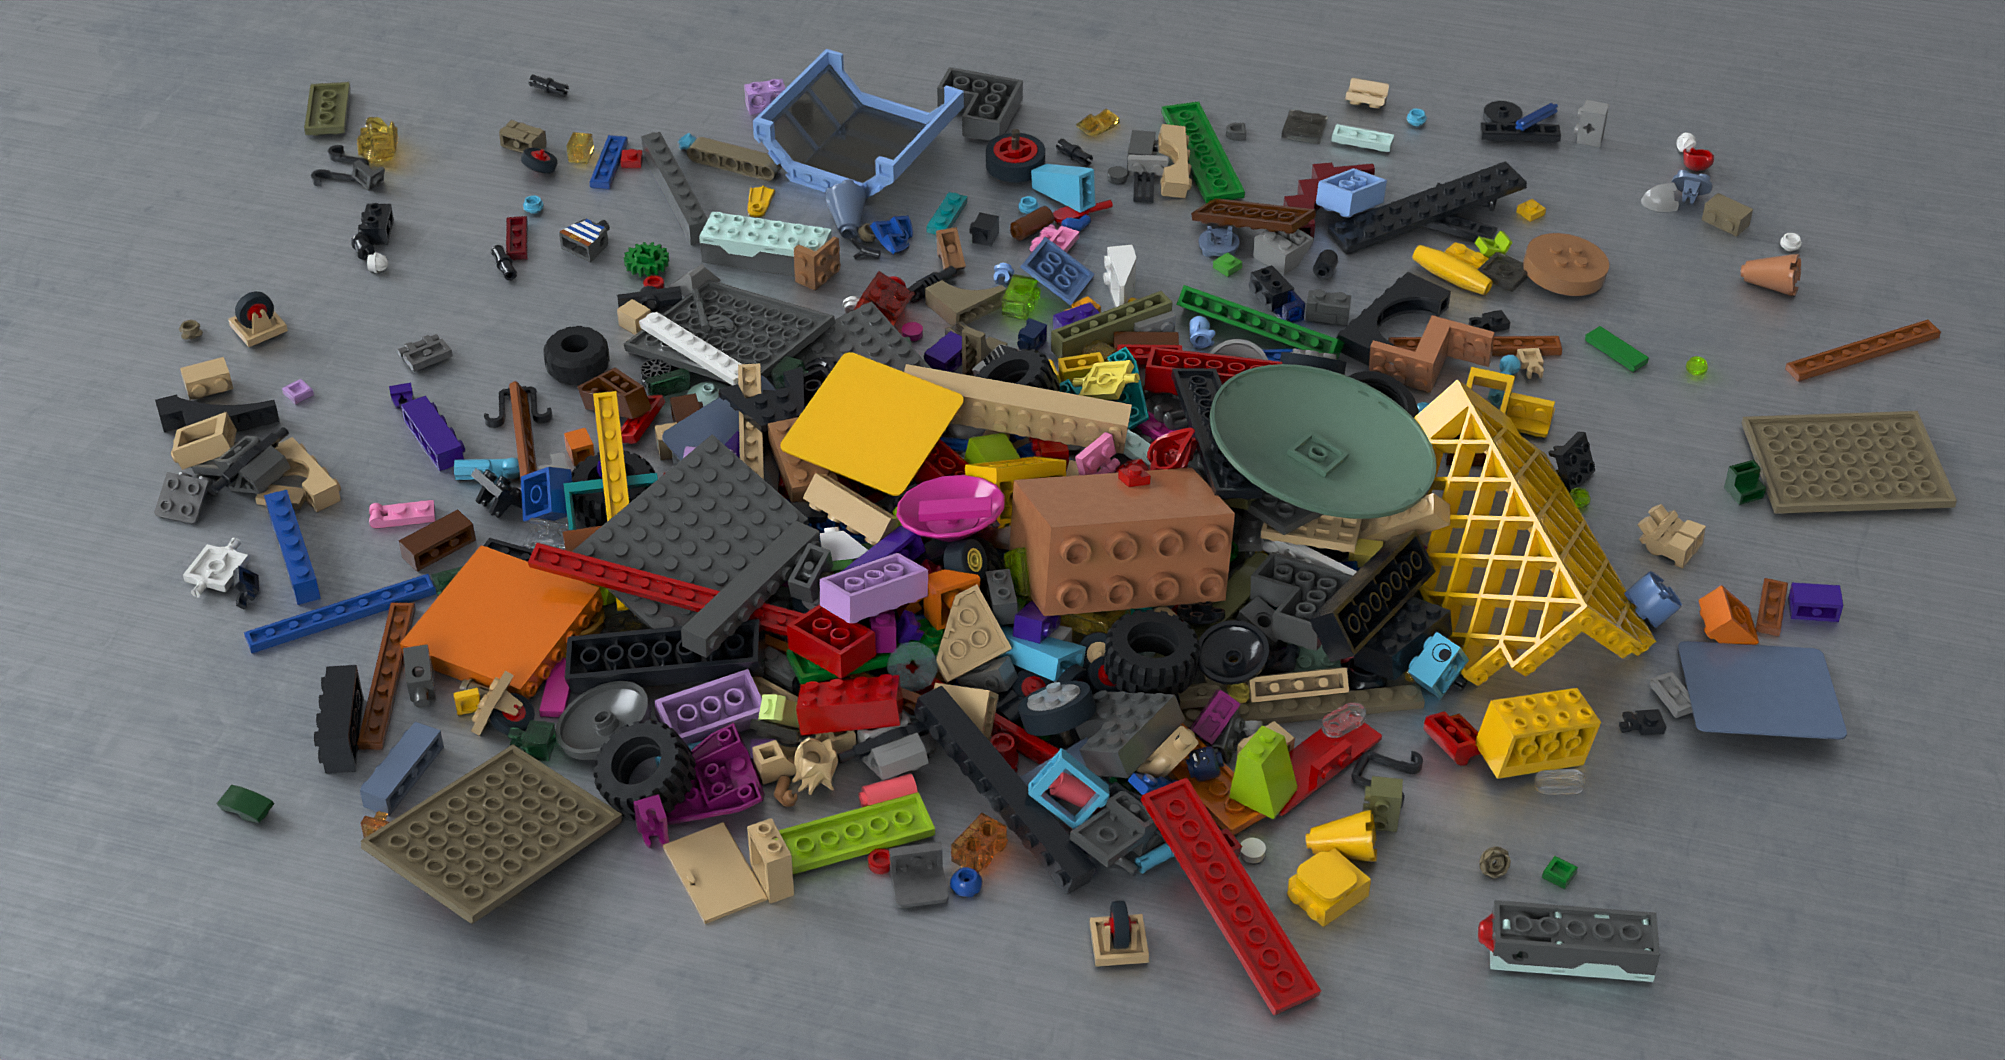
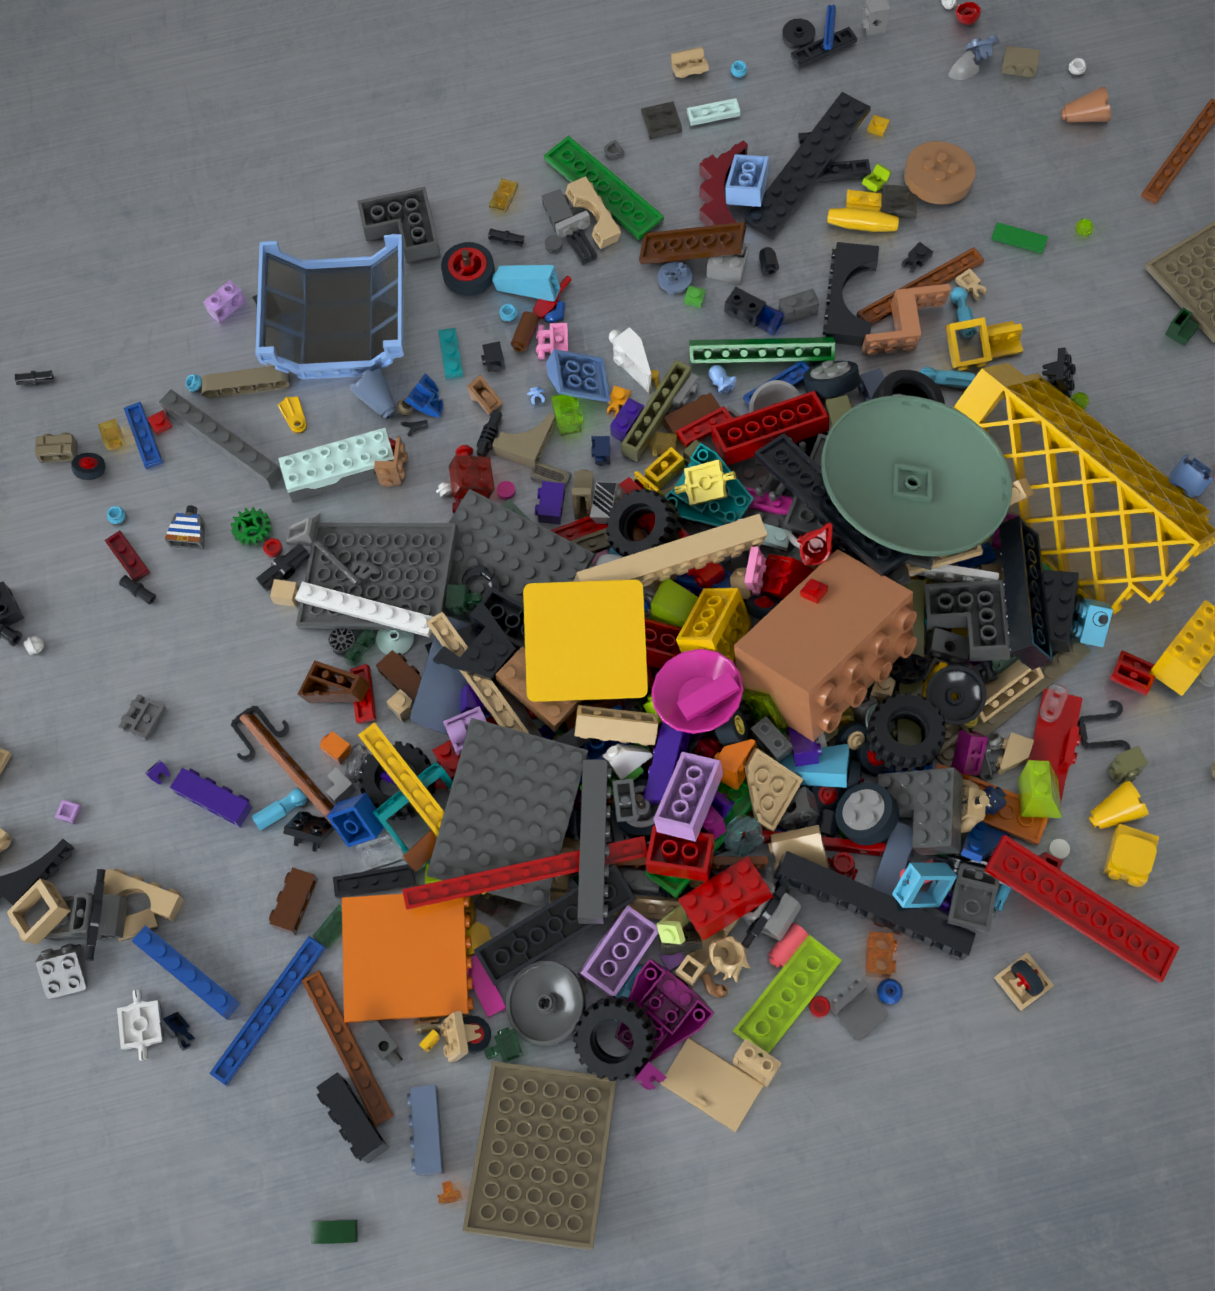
camera: 25 degrees left, 25 degrees up
(401, 514) = (244, 888): bright pink plate -> none
(576, 355) = (260, 644): black tyre -> none
(1670, 535) = (1163, 405): tan hips -> none

